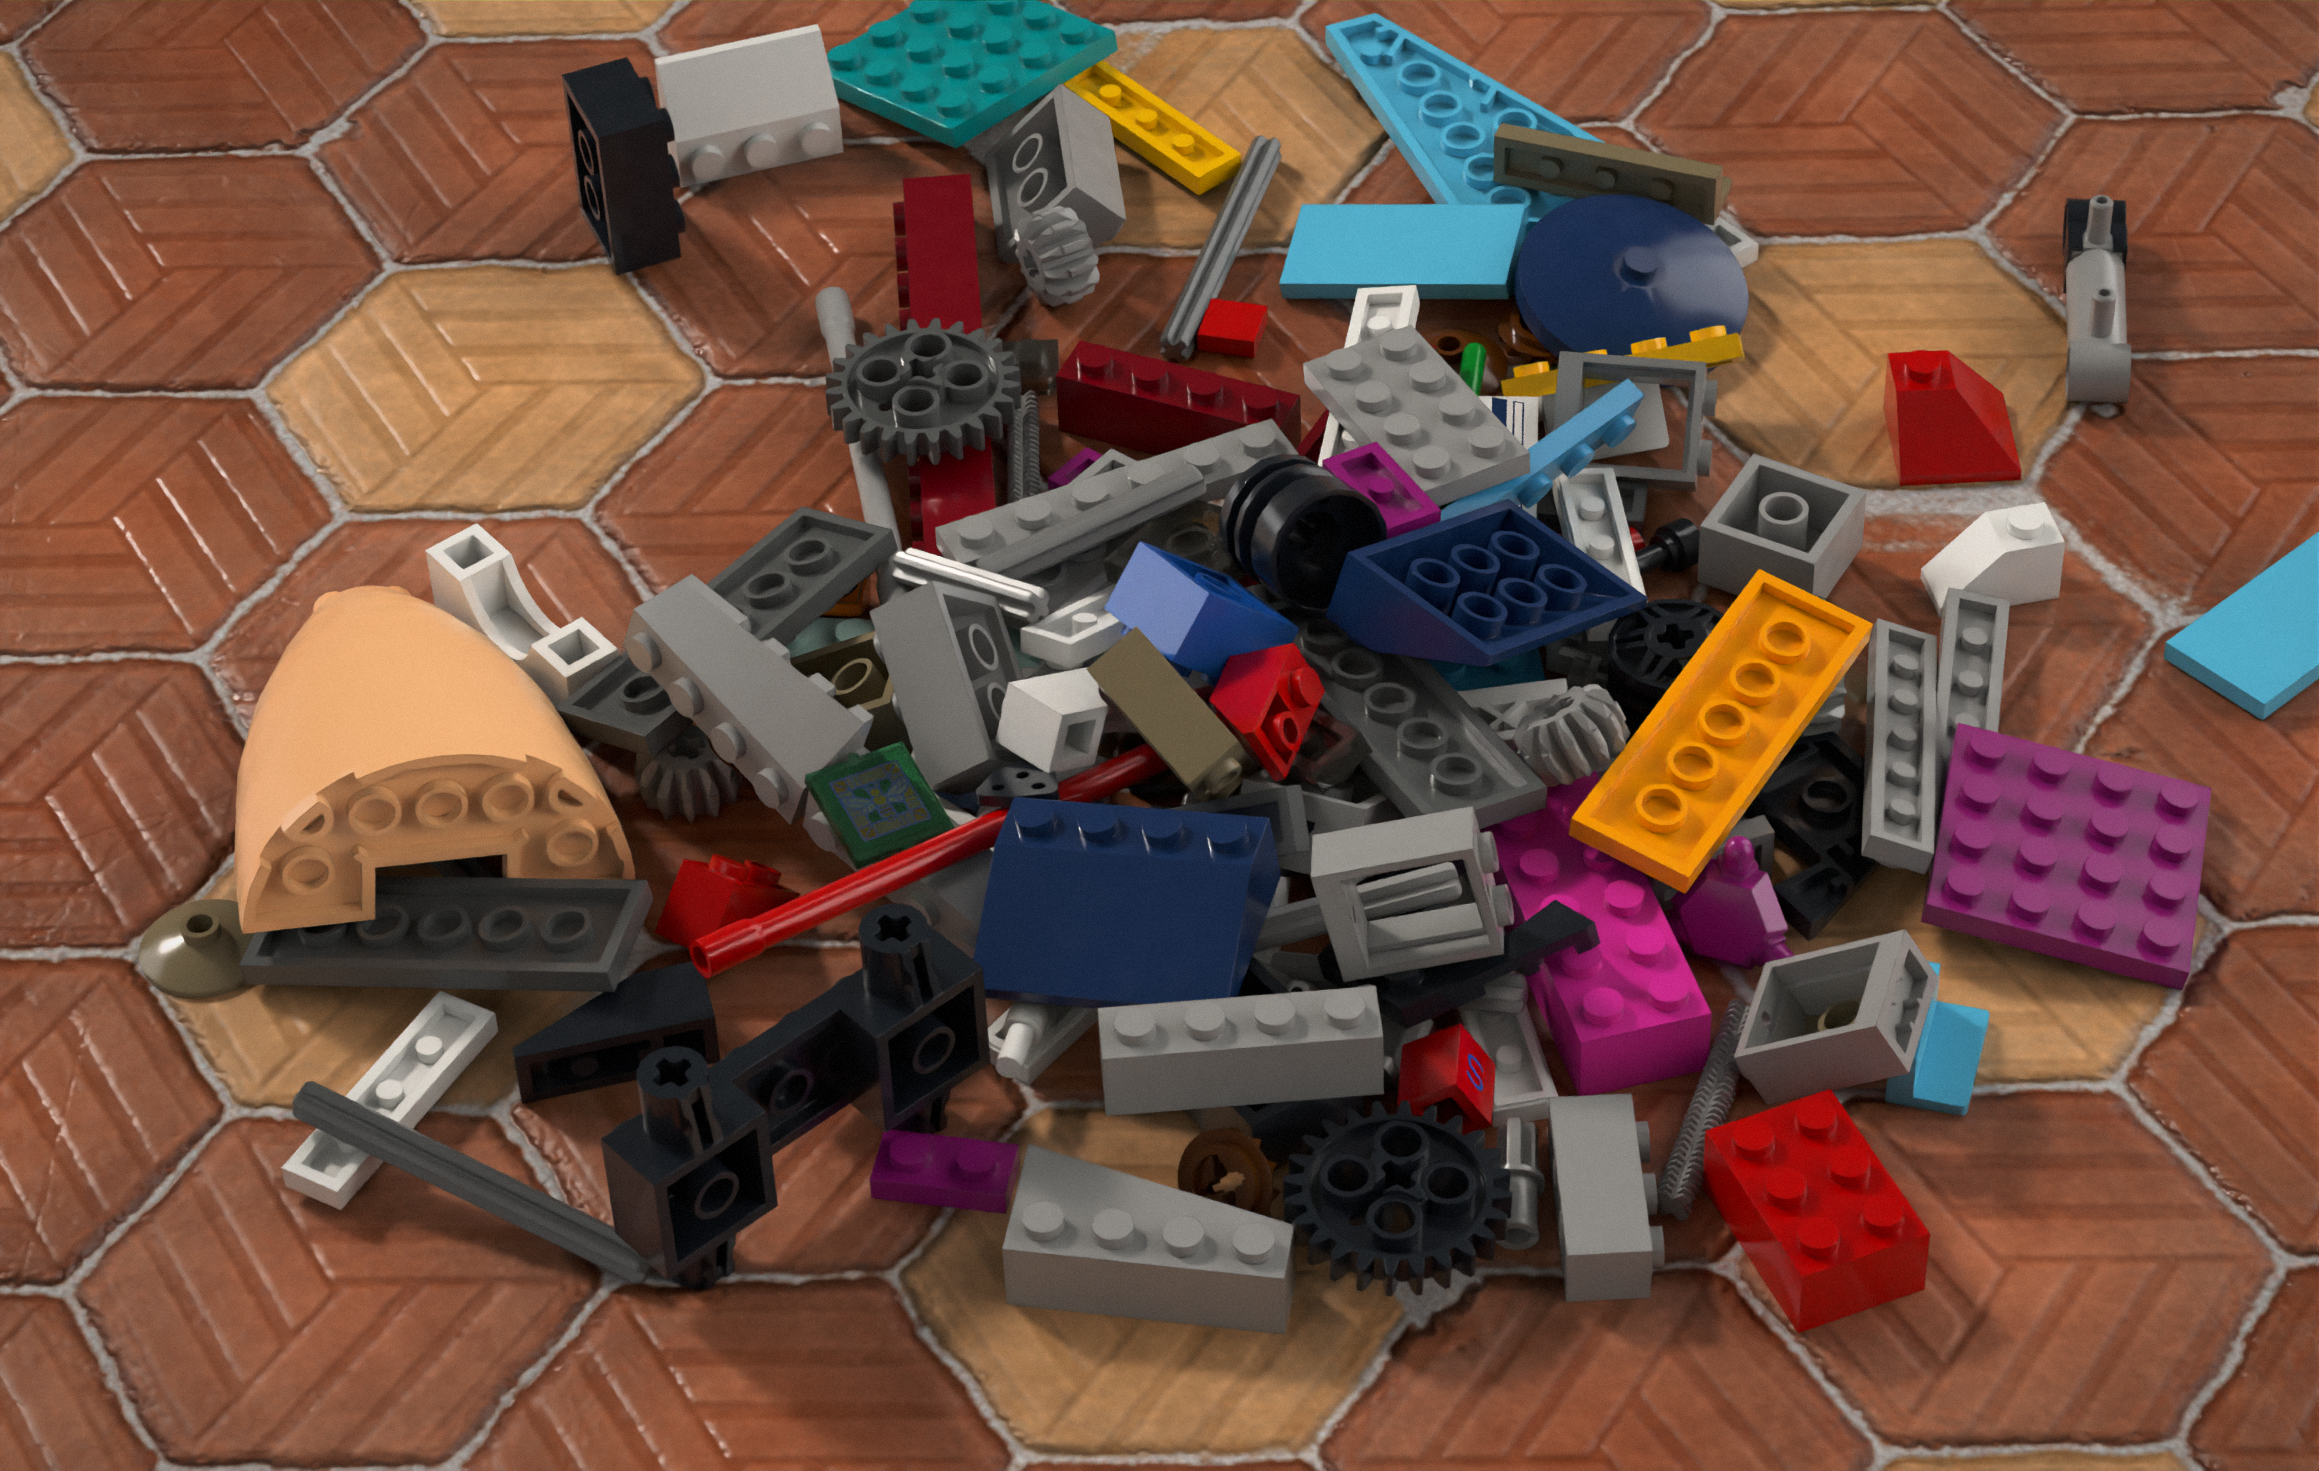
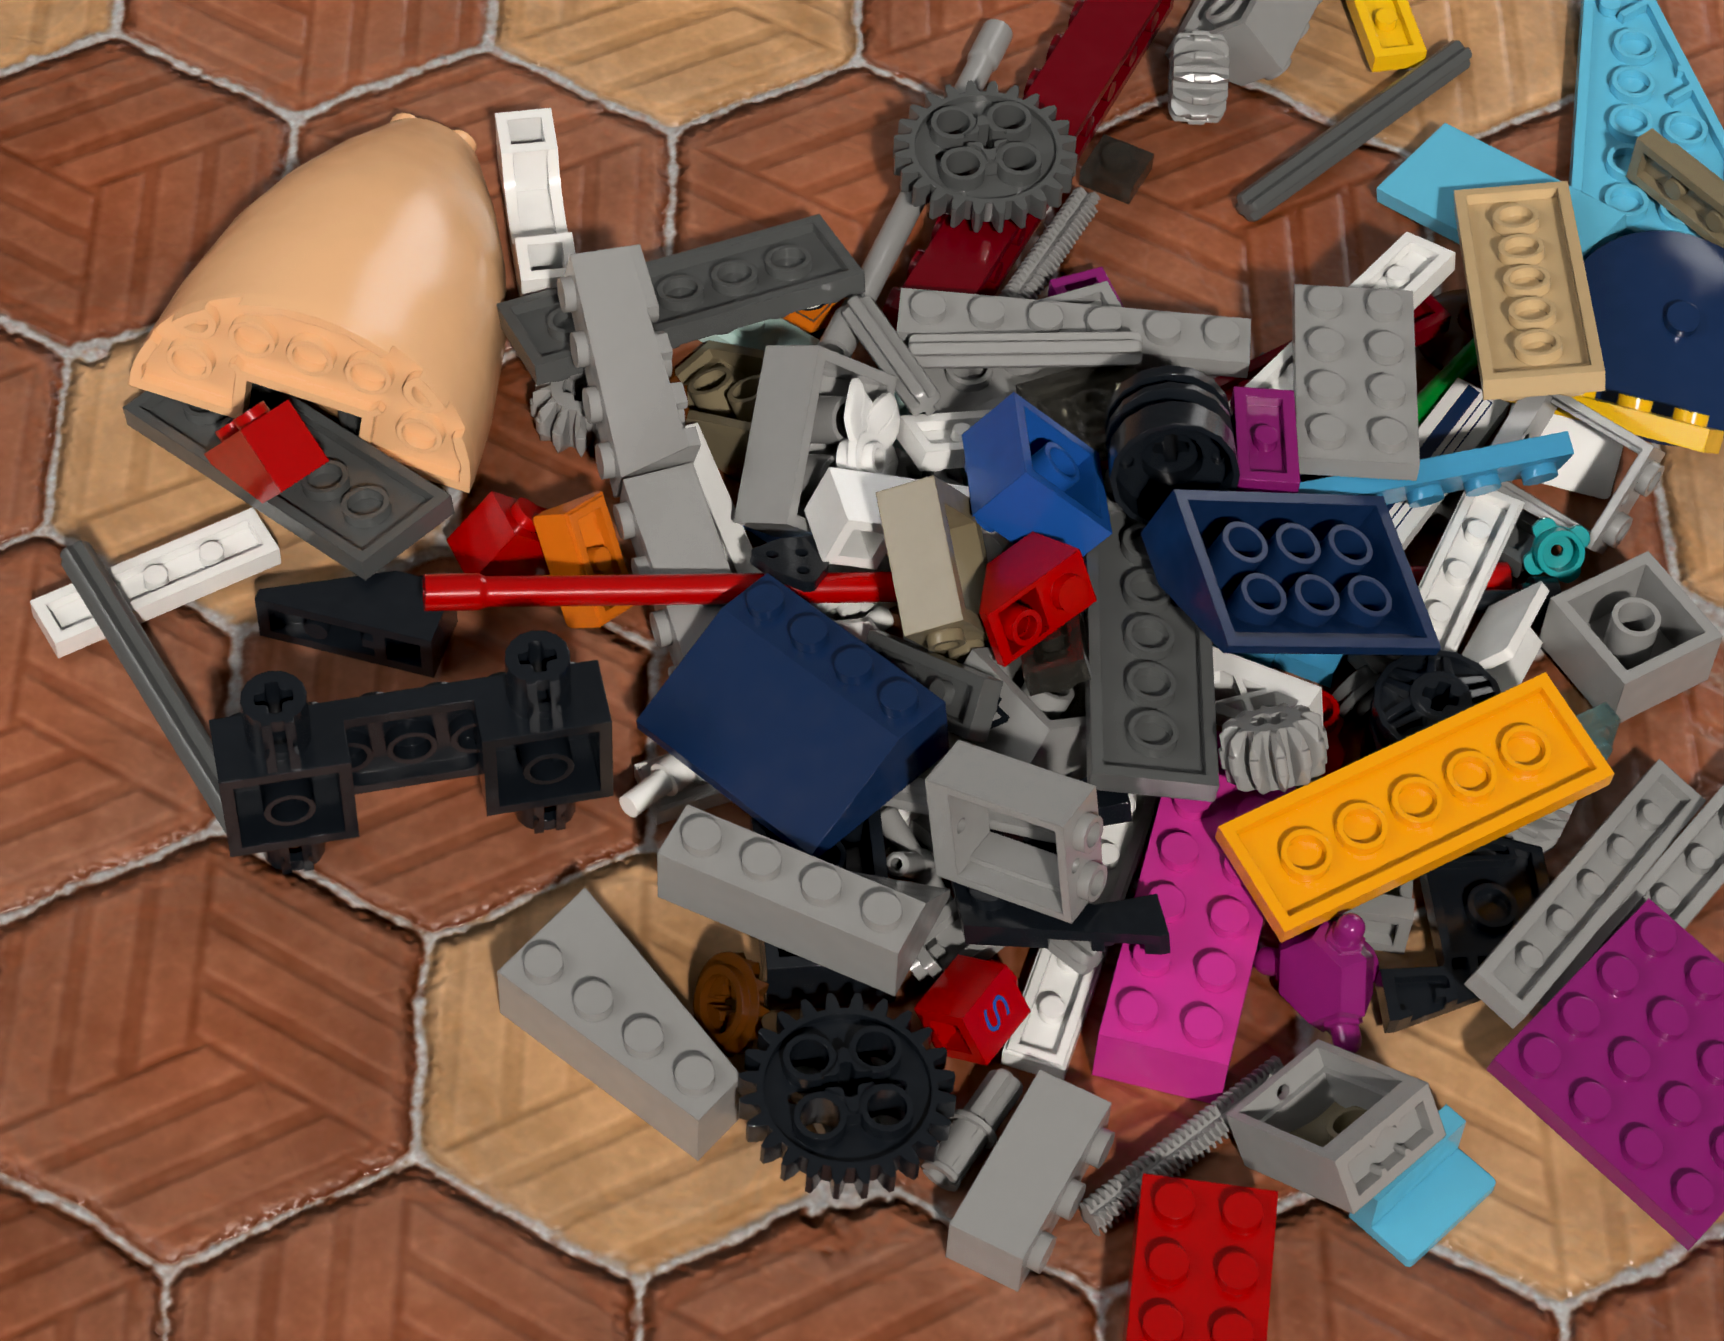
camera: 25 degrees right, 10 degrees up
(196, 950) = (100, 373): dark tan dish -> none
(441, 920) = (266, 450): none -> red slope
(791, 864) = (582, 541): none -> orange slope
(878, 804) = (670, 521): clear green piece -> none
(945, 1171) = (528, 866): magenta plate -> none
(1011, 643) = (870, 432): none -> white plate
(1160, 403) = (1194, 260): dark red brick -> none
(1232, 328) = (1310, 210): red tile -> none
(1502, 290) = (1528, 292): none -> tan plate
(1678, 566) = (1505, 639): none -> white panel
(1682, 492) = (1567, 563): none -> teal plate

